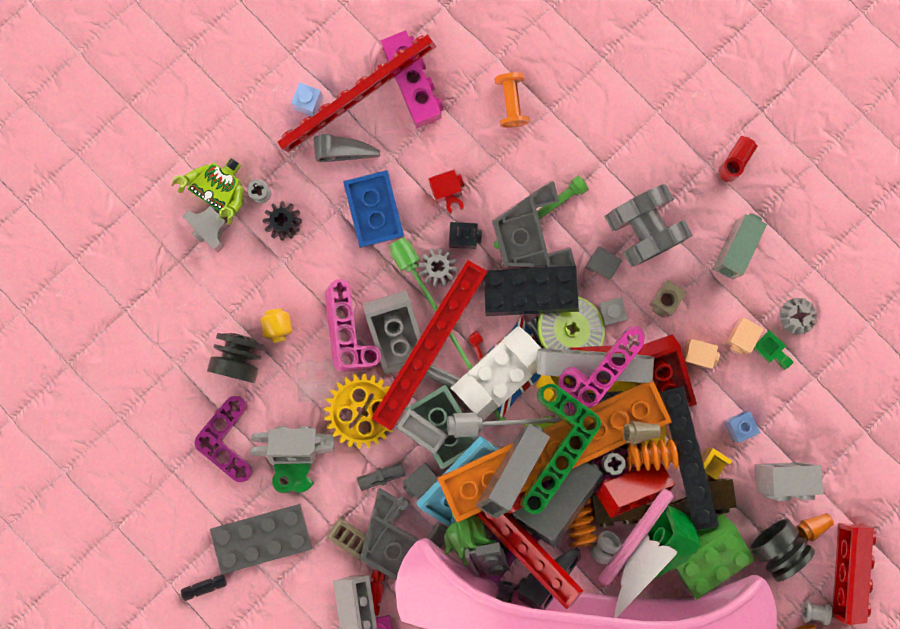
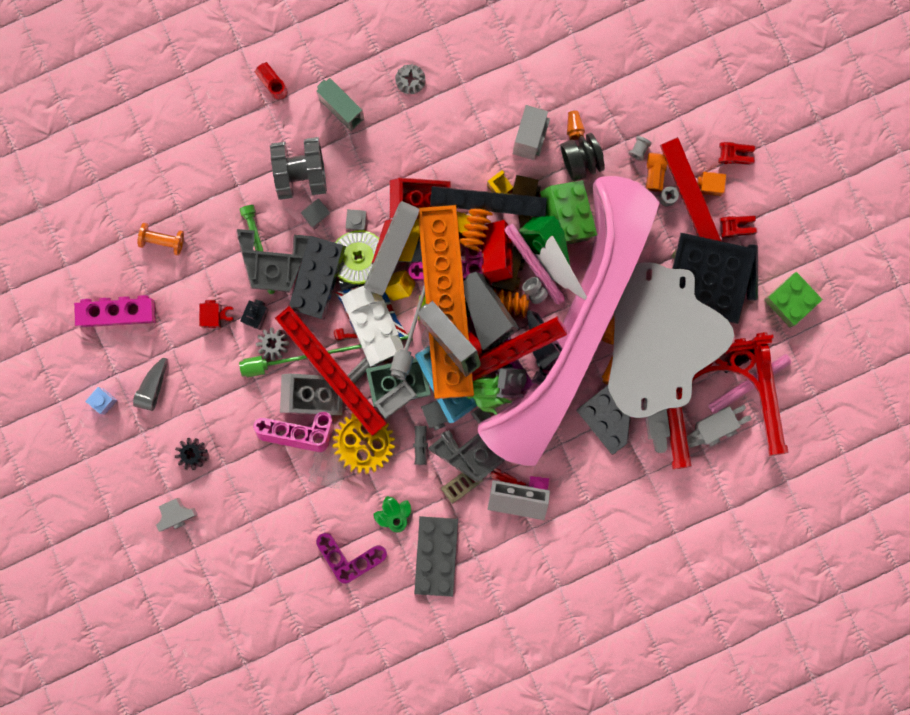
camera: 75 degrees left, 0 degrees up
(203, 587) = (458, 616): black axle -> none
(215, 187) = (145, 497): lime torso -> none
(235, 357) = (286, 526): pearl dark grey wheel -> none
(266, 192) = (165, 468): light grey bush -> none
(276, 325) = (272, 486): yellow head -> none
(292, 445) = (371, 506): light grey hinge -> none
(364, 87) = (108, 351): red plate -> none
(373, 209) = (208, 378): blue plate -> none
(563, 449) = (446, 294): green beam -> none
(606, 364) = (393, 237): dark pink beam -> none
(618, 468) = (467, 257): light grey bush -> none
(640, 432) = (454, 232): dark tan cone -> none
(674, 292) = (360, 166): dark tan brick -> none
(701, 354) = (412, 164): light nougat brick -> none
(741, 426) = (479, 153): medium blue brick -> none
(744, 336) = (411, 126): light nougat brick -> none
(771, 348) = (427, 109): green plate -> none
(853, 573) = (618, 109): red slope -> none

